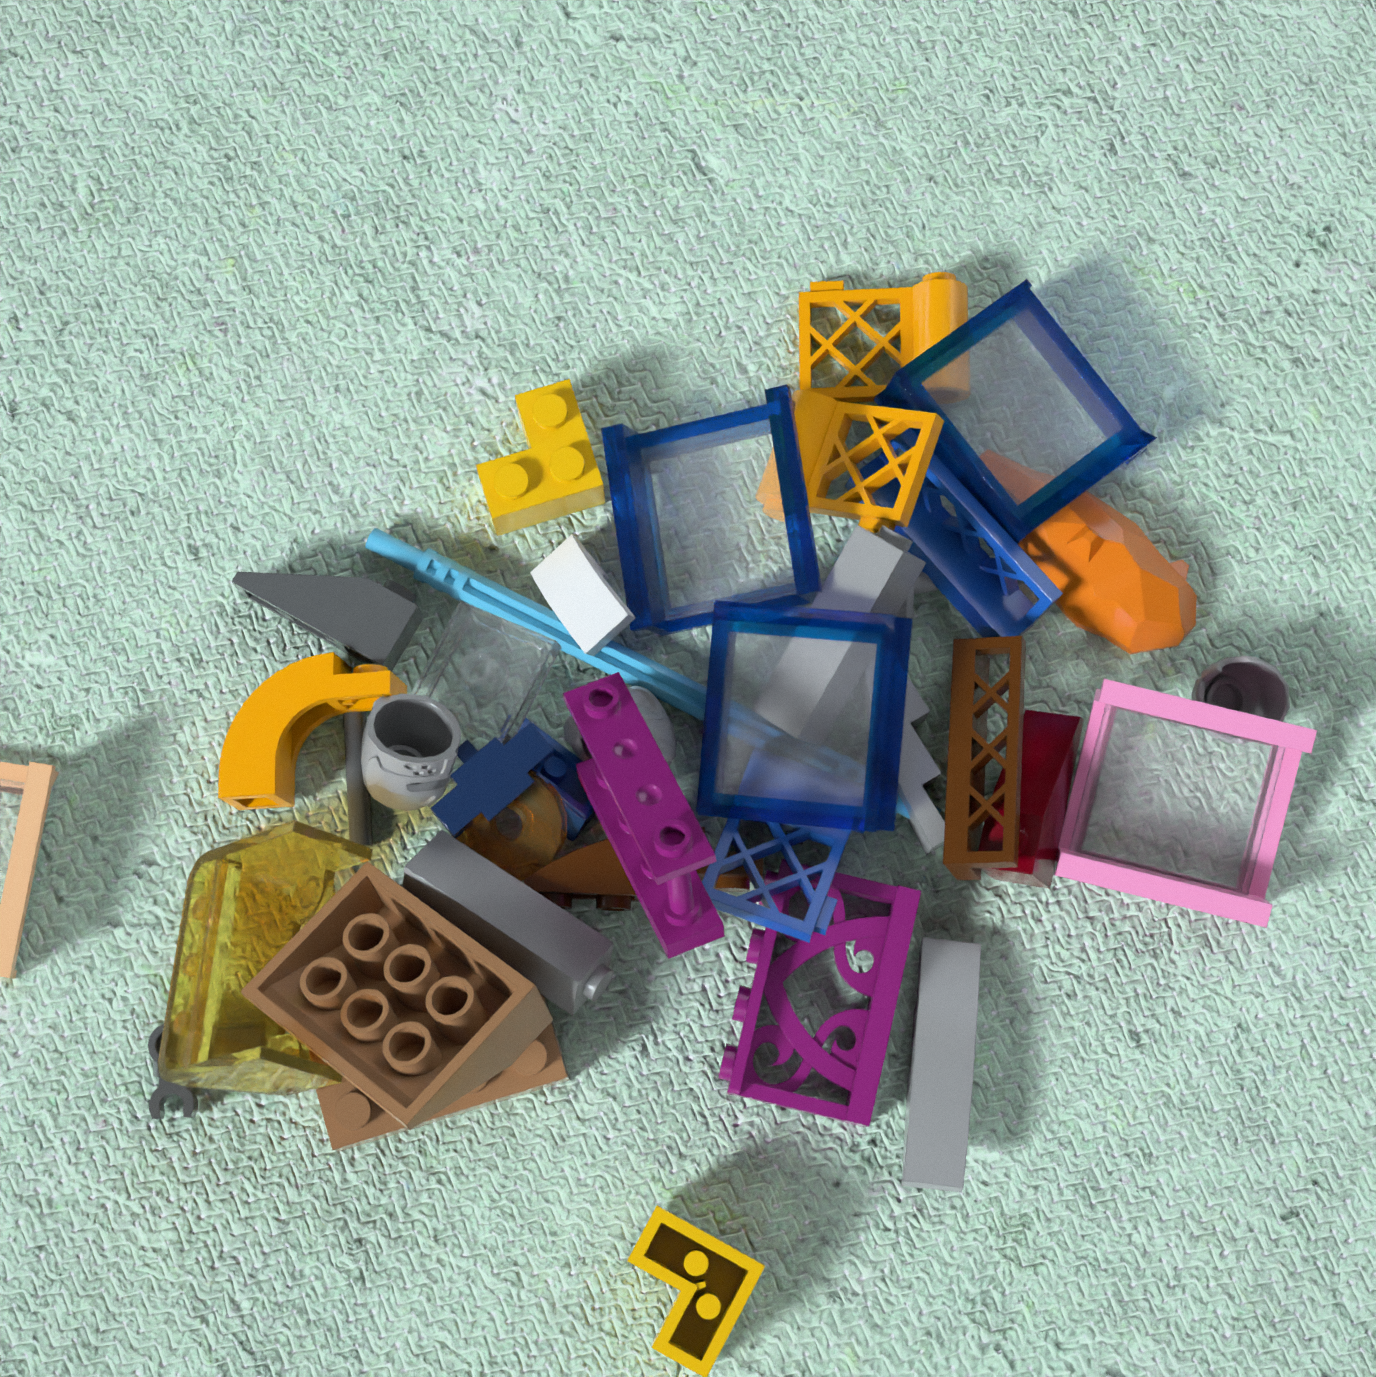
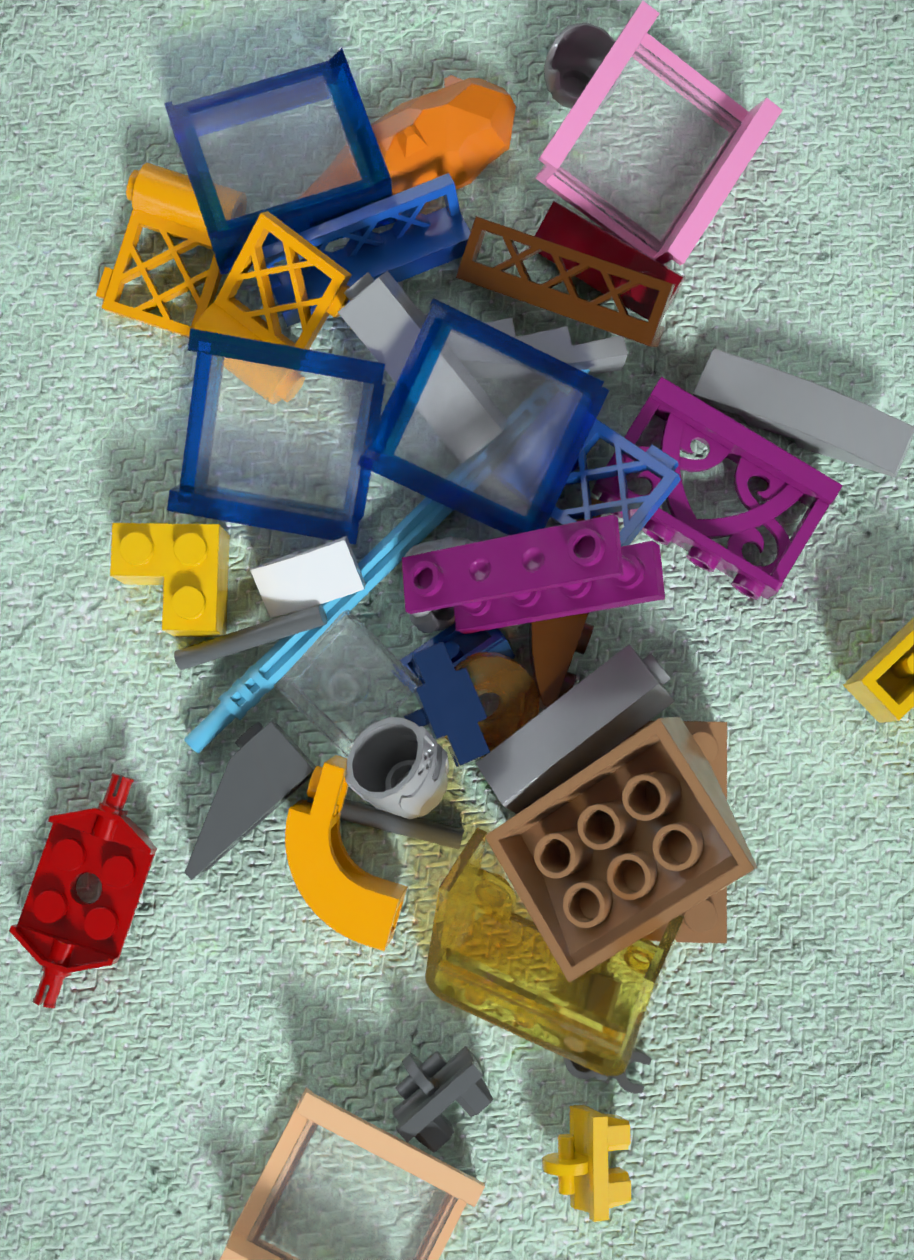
camera: 70 degrees left, 5 degrees up
(41, 1098) = (584, 1162): none -> yellow hips
(65, 895) = (432, 1089): none -> dark grey hips
(149, 466) = (58, 925): none -> red plate
(501, 559) = (250, 637): none -> dark grey bar

